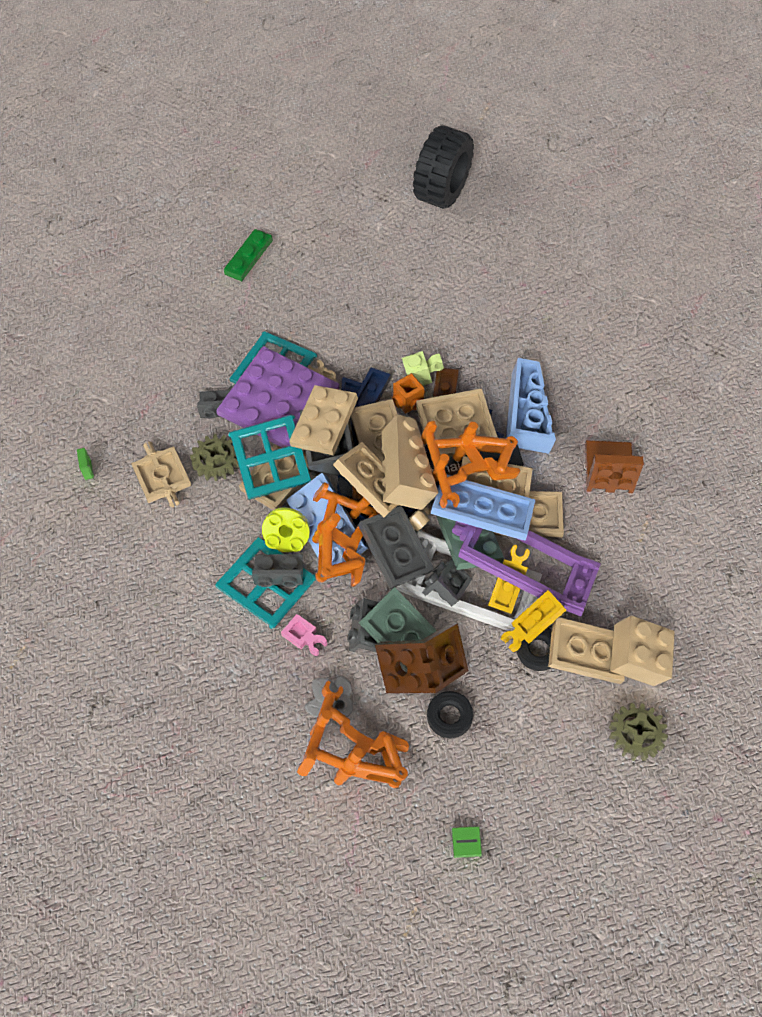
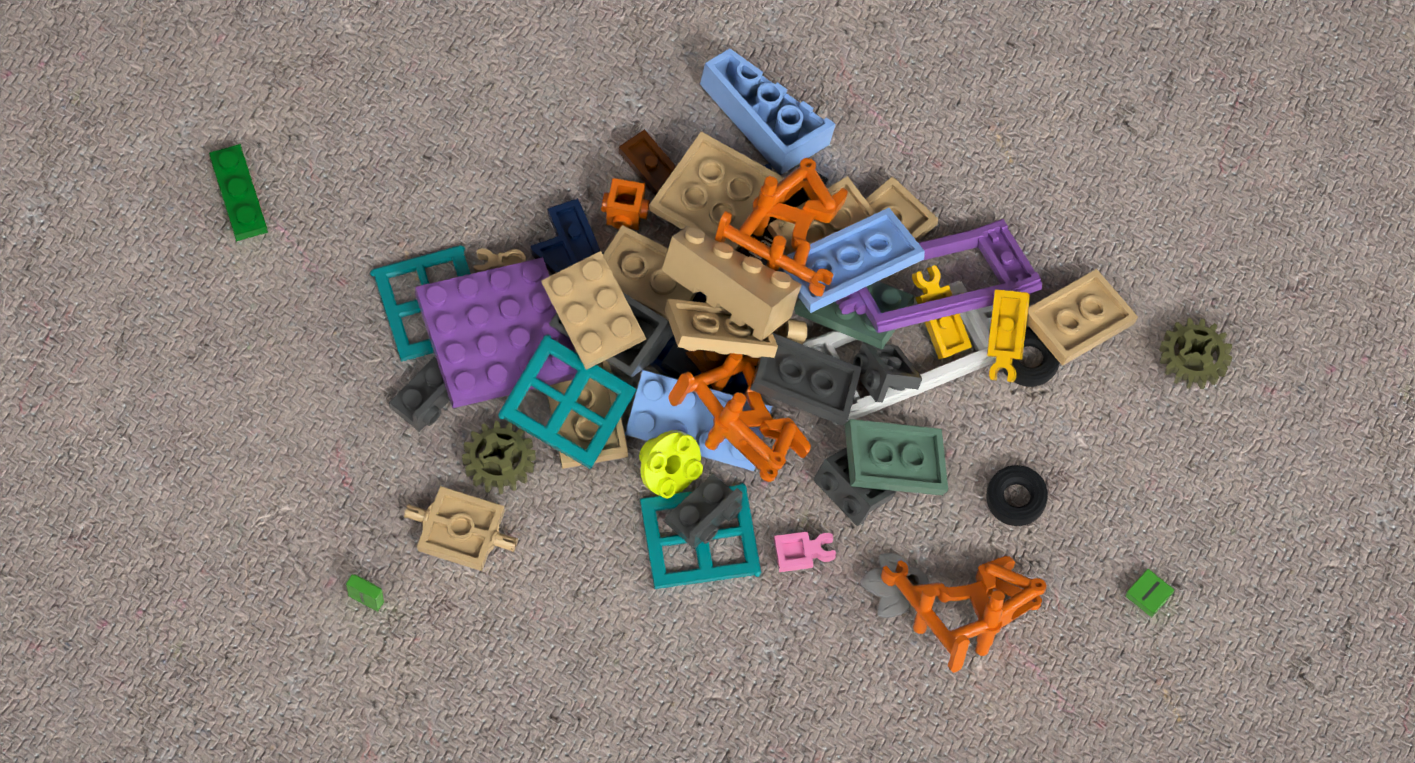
camera: 50 degrees left, 5 degrees up
(421, 368) = (605, 163): yellowish green brick -> none
(425, 662) = (961, 461): reddish brown bracket -> none
(611, 466) = (926, 109): dark orange bracket -> none
(642, 651) = (1129, 272): tan brick -> none

